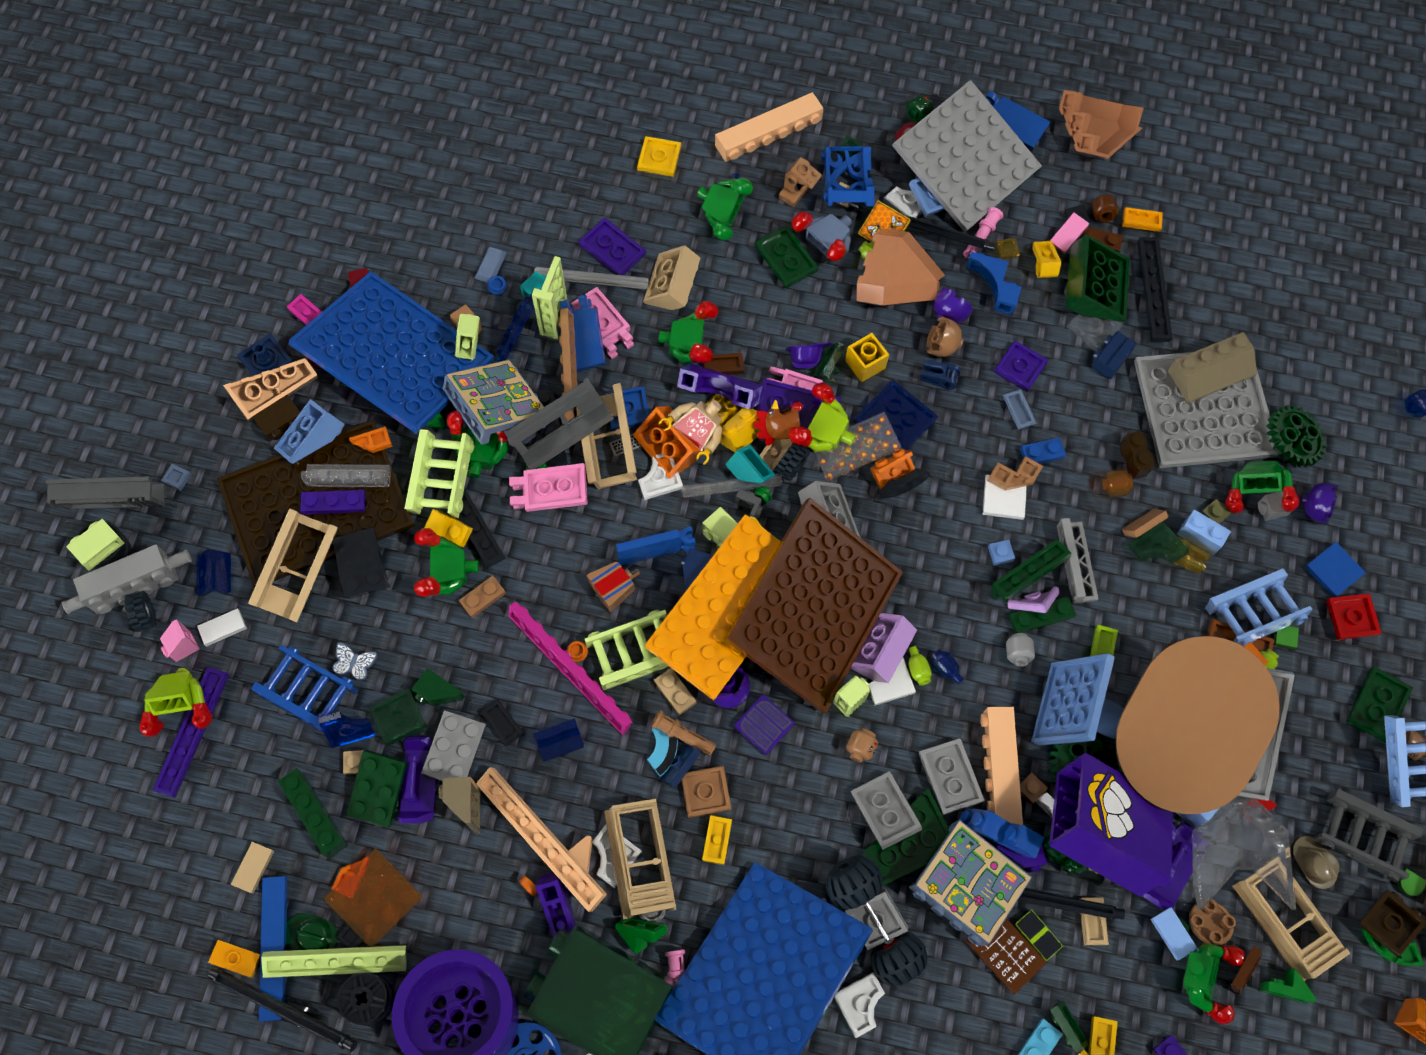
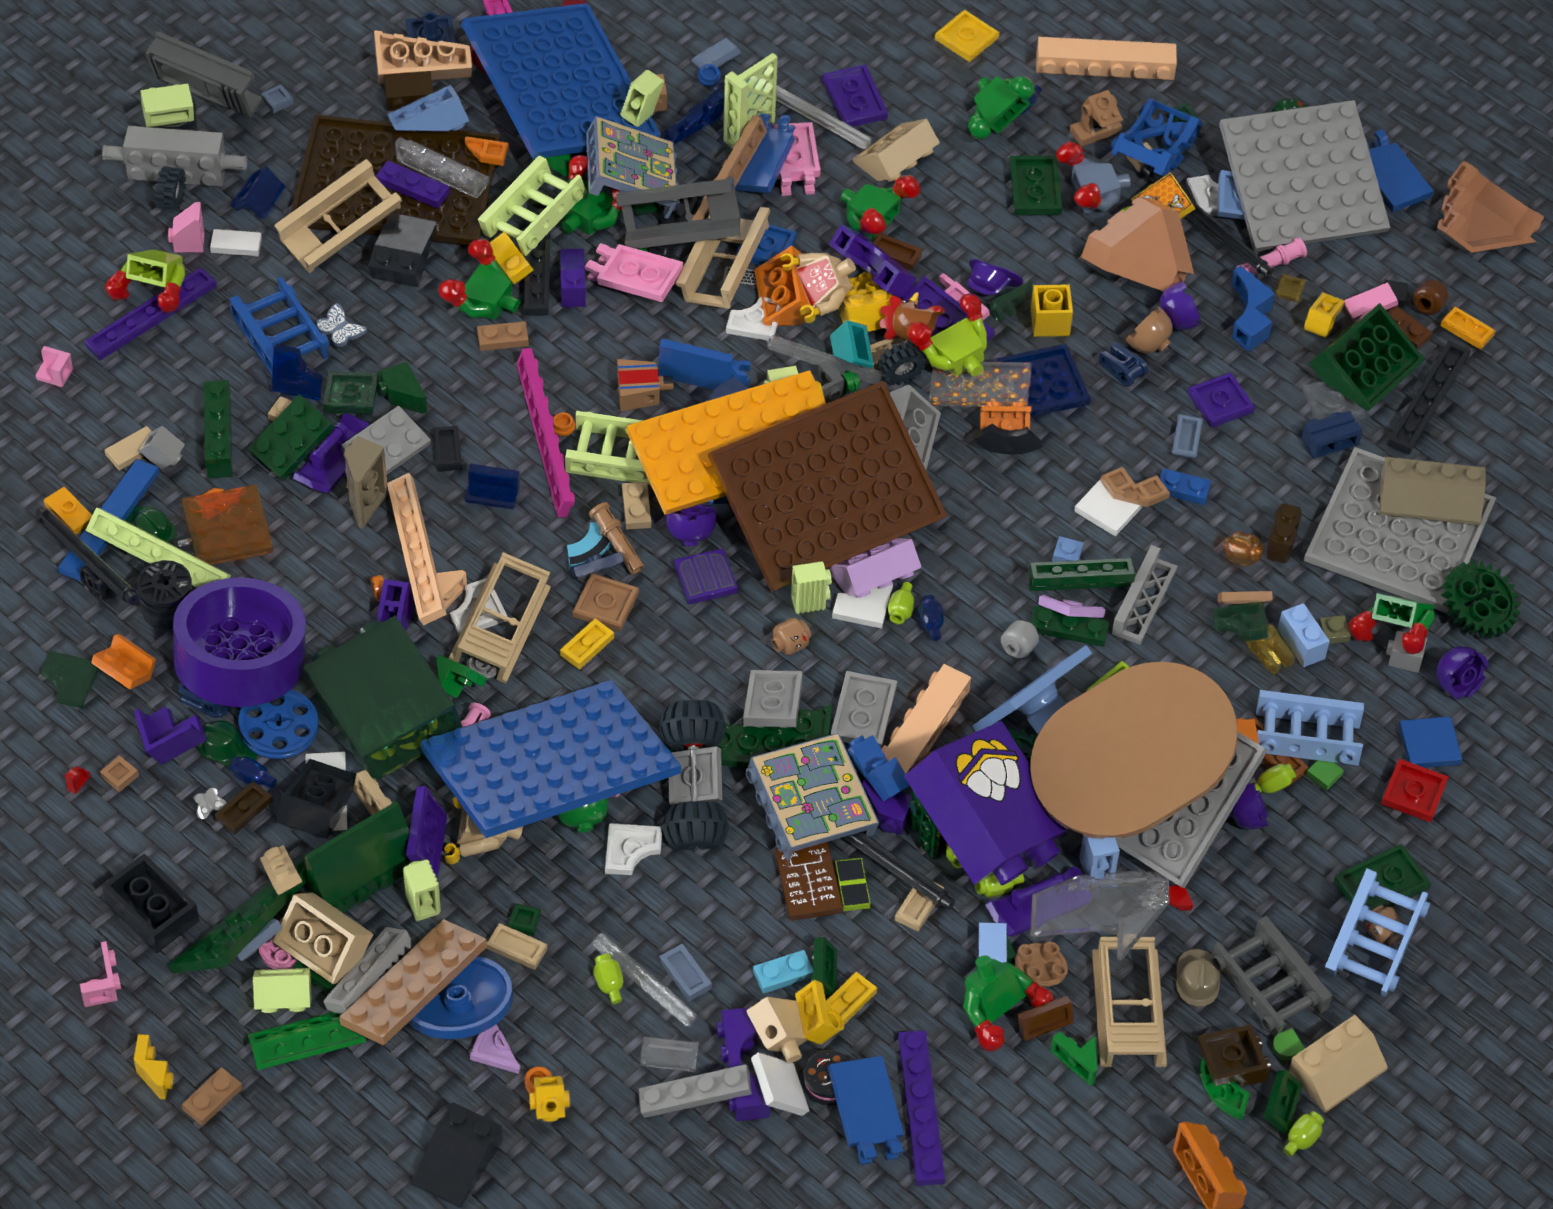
camera: 30 degrees right, 15 degrees down
(142, 829) = (55, 366): none -> bright pink panel
(278, 859) = (162, 448): none -> light grey brick
(503, 514) = (572, 278): none -> dark purple slope

